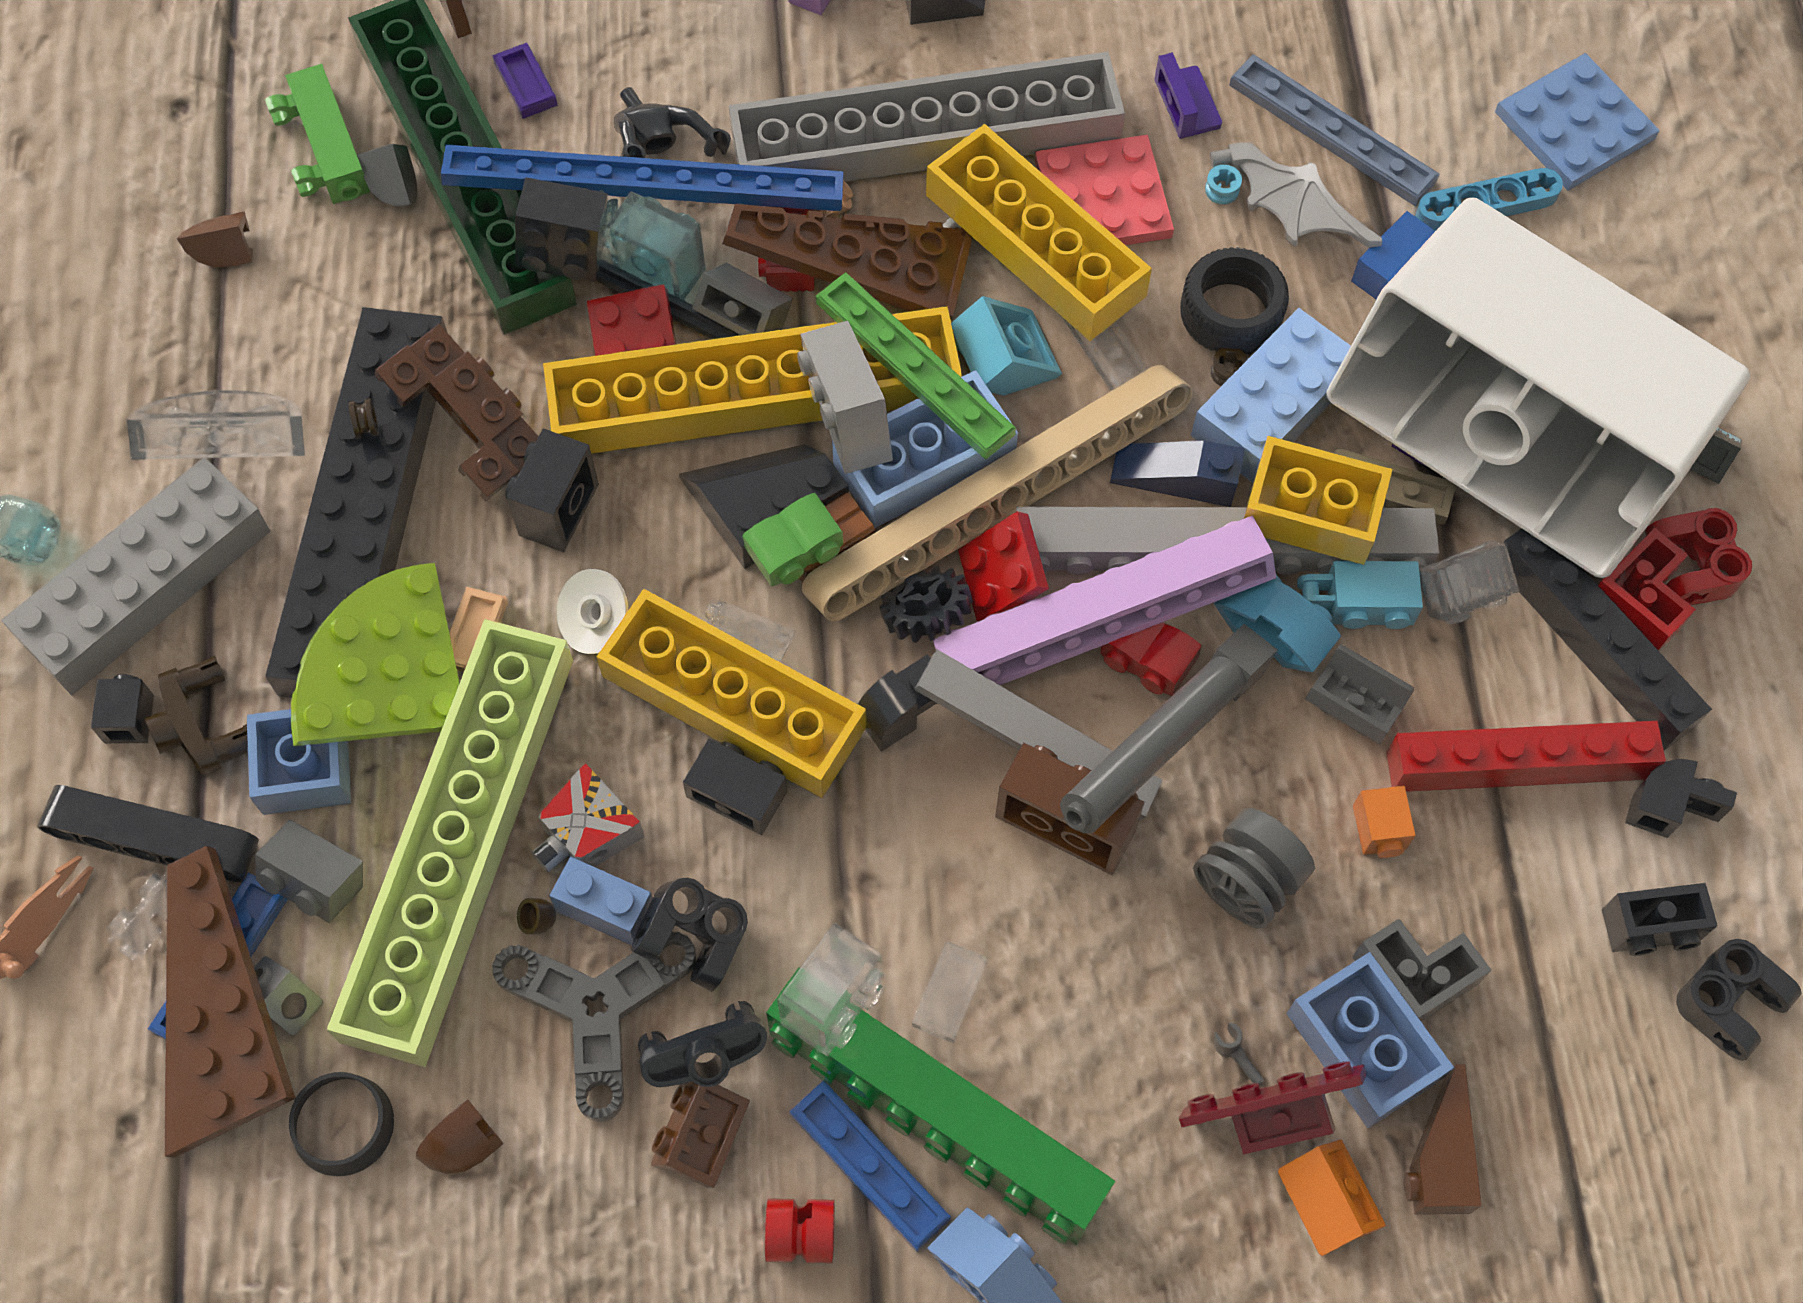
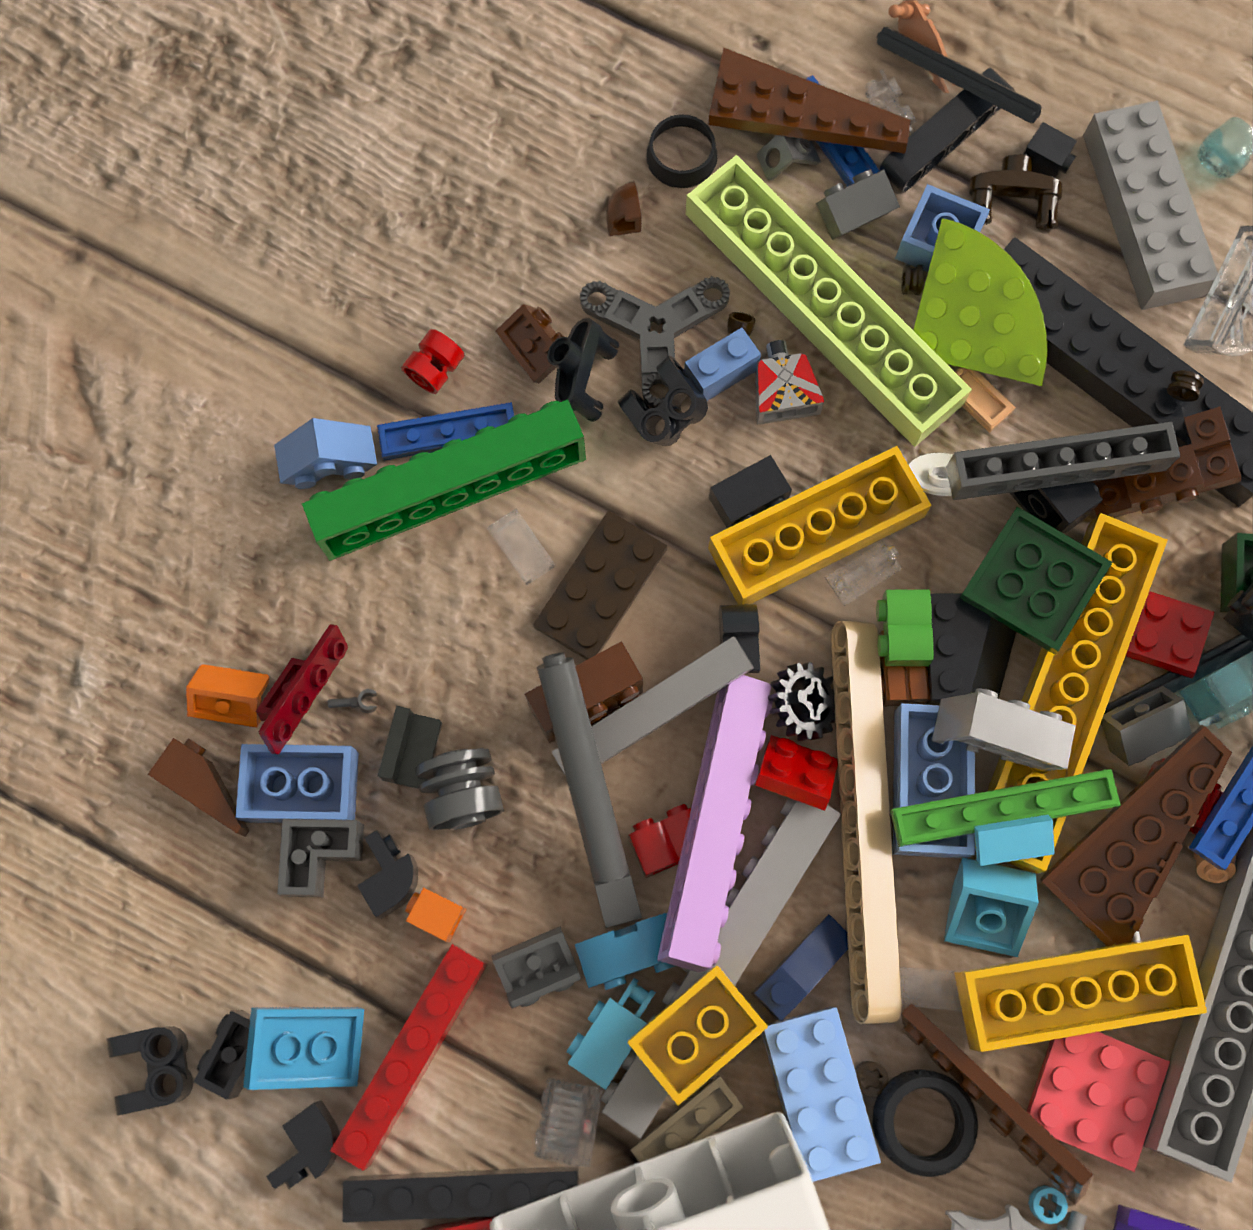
camera: 125 degrees right, 10 degrees up
(71, 852) = (959, 75): none -> black axle
(371, 766) = (912, 279): none -> dark brown bush
(535, 471) = (1062, 461): none -> dark grey brick
(667, 449) = (1036, 580): none -> dark green plate
(832, 990) = (543, 429): clear brick -> none
(937, 881) = (600, 586): none -> dark brown plate
(941, 338) = (1014, 840): none -> medium azure tile
(1180, 244) = (1006, 1114): none -> reddish brown wing
(1244, 961) = (409, 743): none -> pearl dark grey panel
(1386, 882) = (395, 882): none -> black brick
(1602, 849) = (303, 1047): none -> dark azure plate

